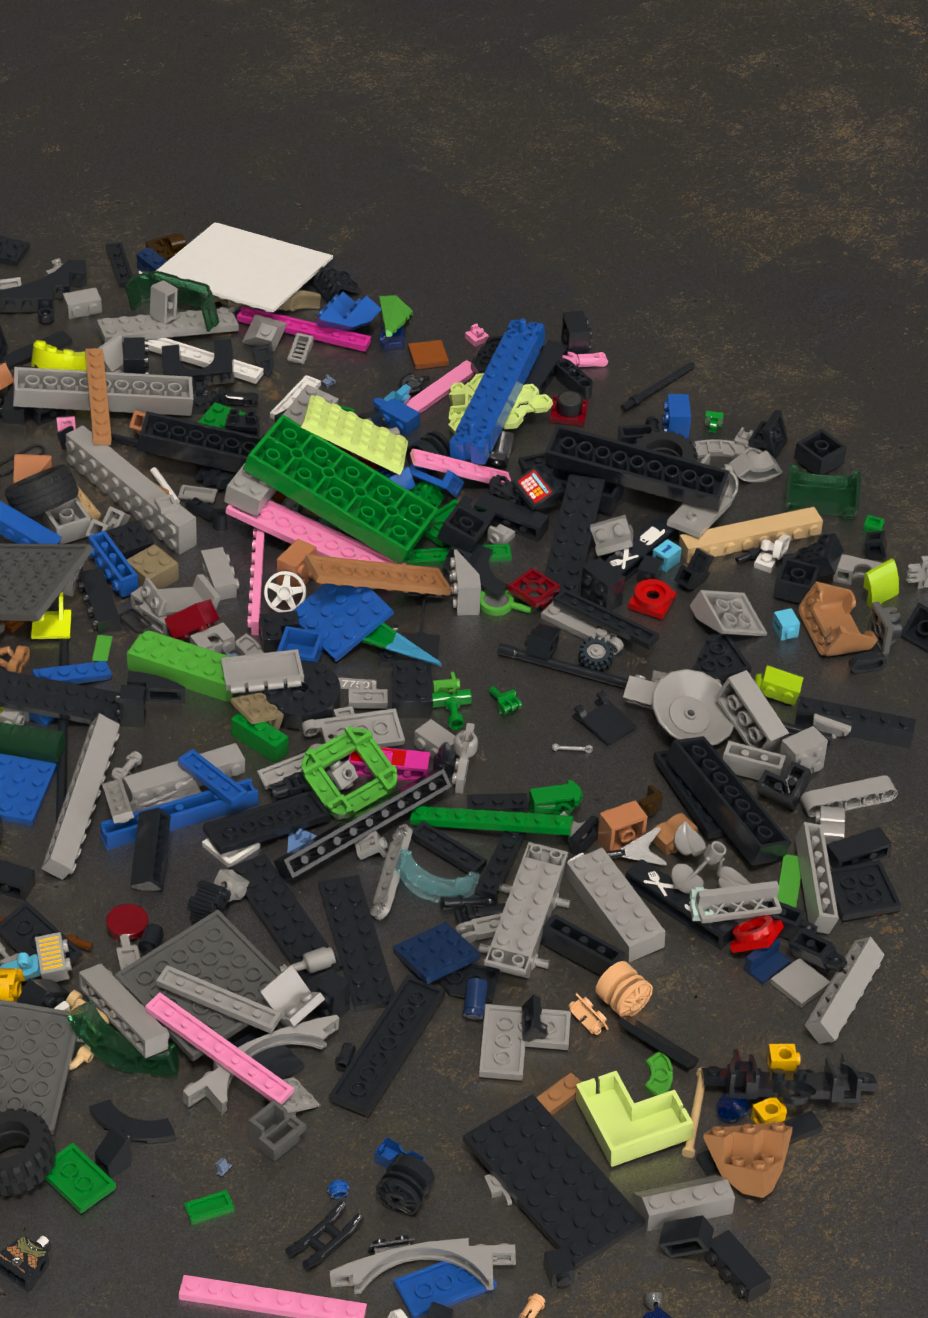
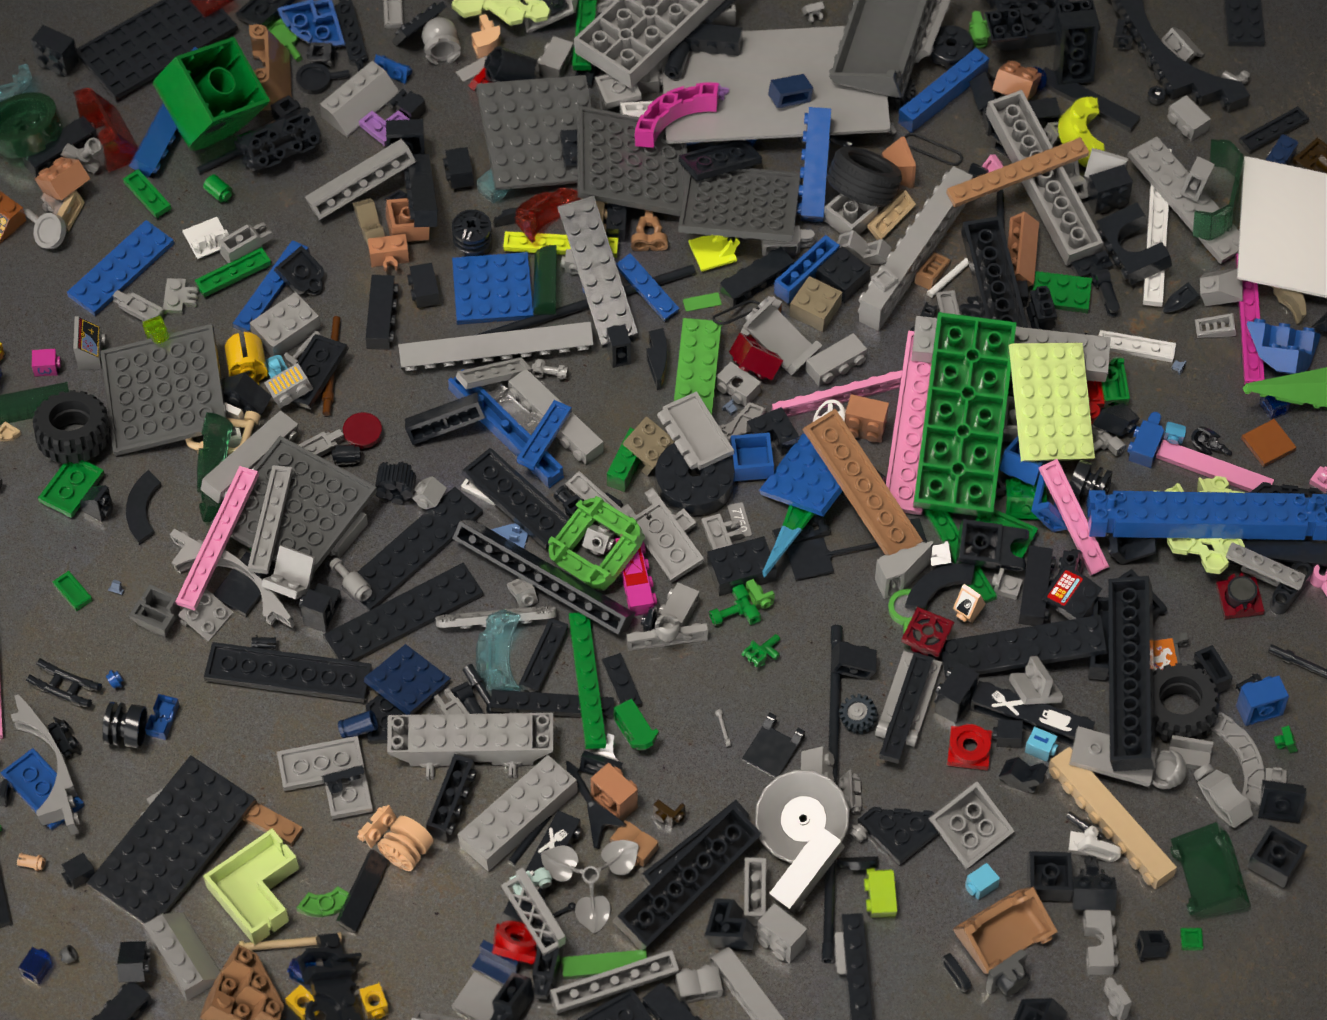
camera: 75 degrees right, 15 degrees up
(517, 555) = (968, 604): none -> light nougat slope
(557, 381) = (1264, 568): none -> light grey bracket
(882, 582) = (1078, 959): lime slope -> none

